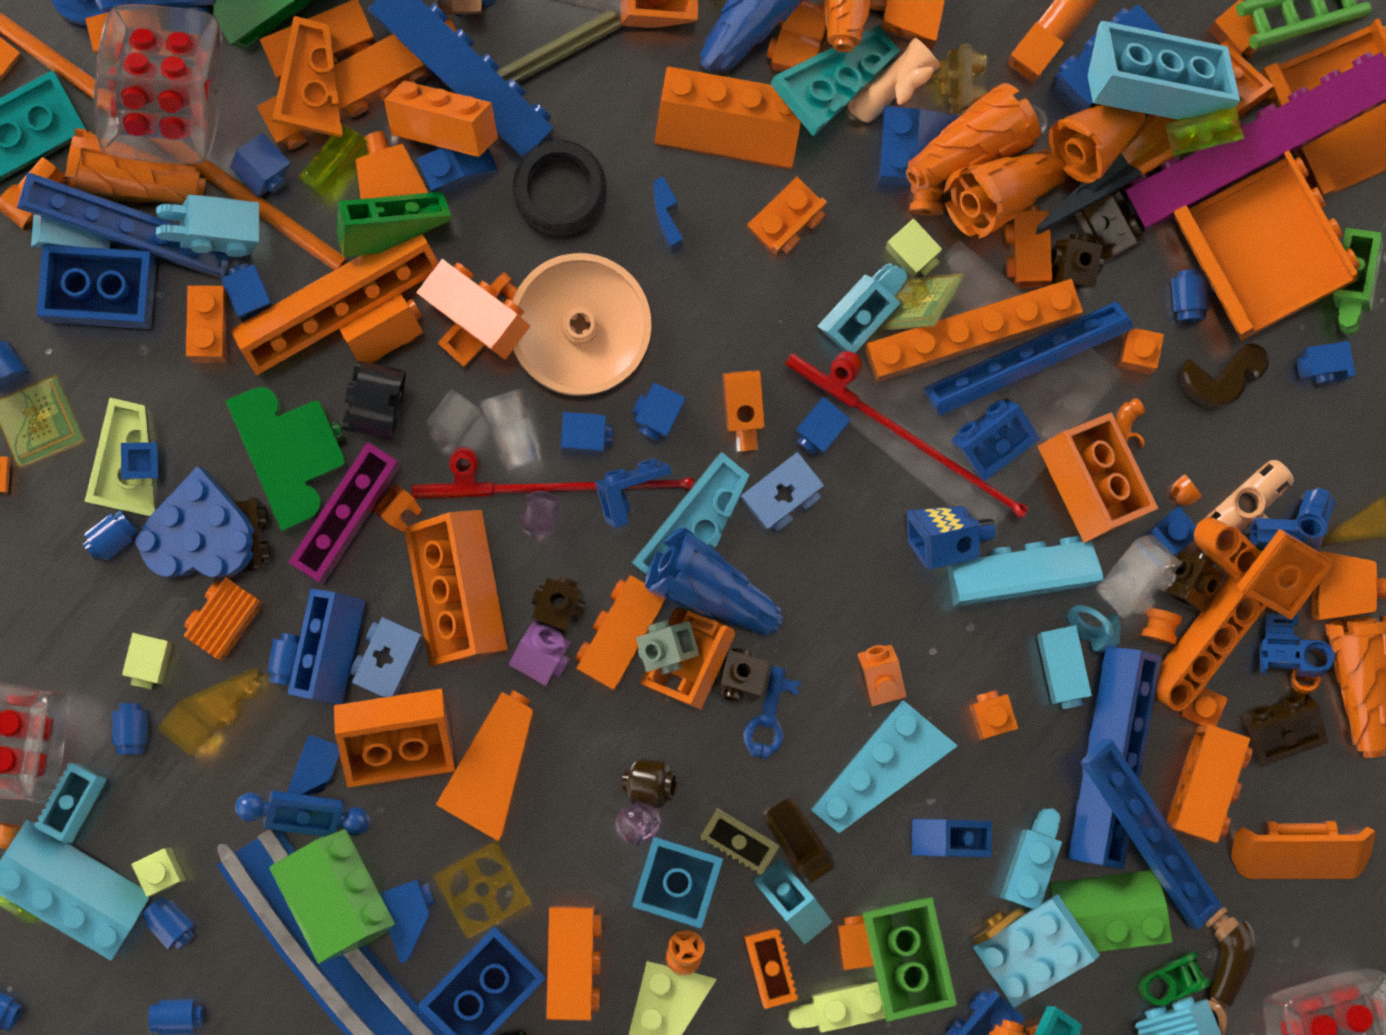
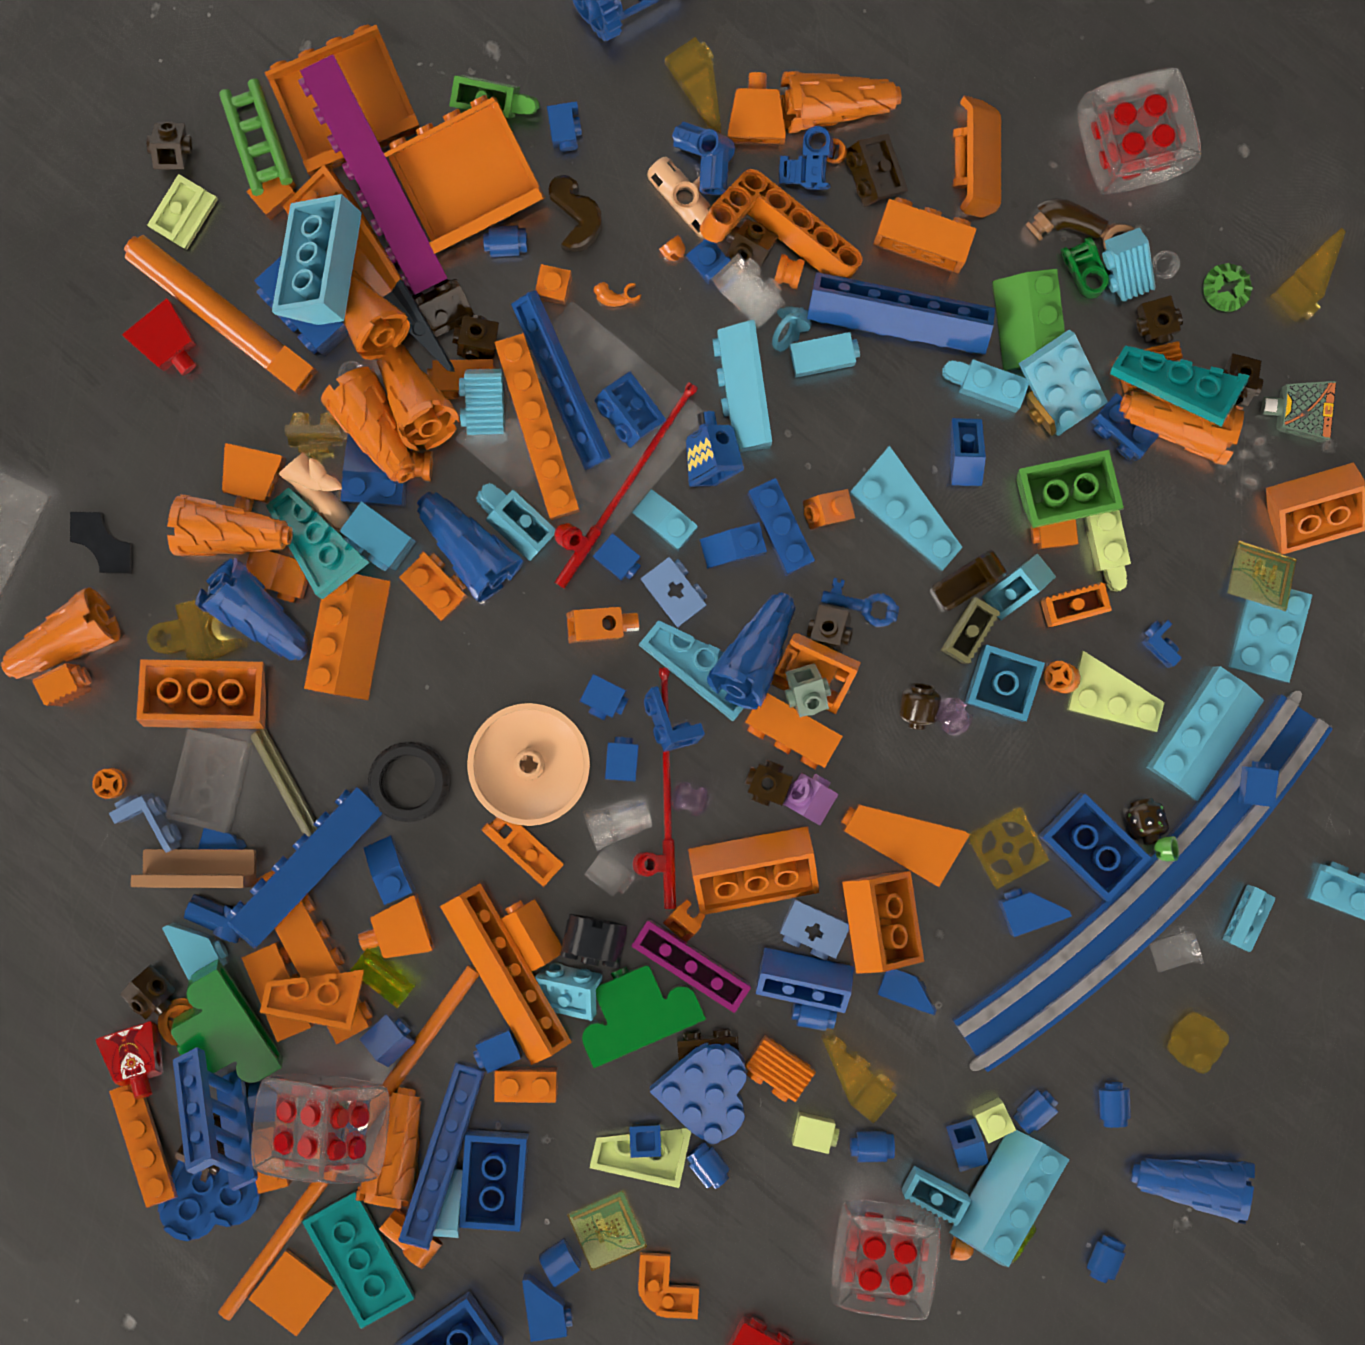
camera: 85 degrees left, 5 degrees up
(130, 841) = (967, 1145): none -> blue brick
(212, 225) = (441, 1081): medium azure hinge -> none
(302, 814) = (945, 999): blue plate -> none
(317, 373) = (570, 989): none -> medium azure bracket
(332, 896) = (1016, 973): bright green slope -> none
(384, 222) = (439, 930): green slope -> none
(441, 118) = (349, 884): orange brick -> none
(474, 307) = (515, 854): brick -> none
(573, 963) = (1071, 770): orange brick -> none
(664, 203) = (421, 691): blue slope -> none
(823, 262) = (476, 555): none -> blue cone
(838, 563) = (733, 545): none -> blue slope
(843, 149) = (377, 536): none -> dark azure brick
(860, 617) = (780, 526): none -> blue brick
(866, 483) = (665, 520): none -> medium azure slope
(914, 249) = (464, 476): yellowish green brick -> none
(922, 301) = (511, 470): clear yellow piece -> none
(993, 715) = (864, 415): orange brick -> none
(1001, 268) = (483, 401): none -> medium azure brick
(1097, 477) = (664, 323): orange brick -> none
(1151, 833) = (966, 284): blue plate -> none
(1204, 131) = (366, 225): clear neon green plate -> none
(1205, 708) = (859, 235): orange plate -> none
(1285, 574) = (748, 165): orange tile -> none

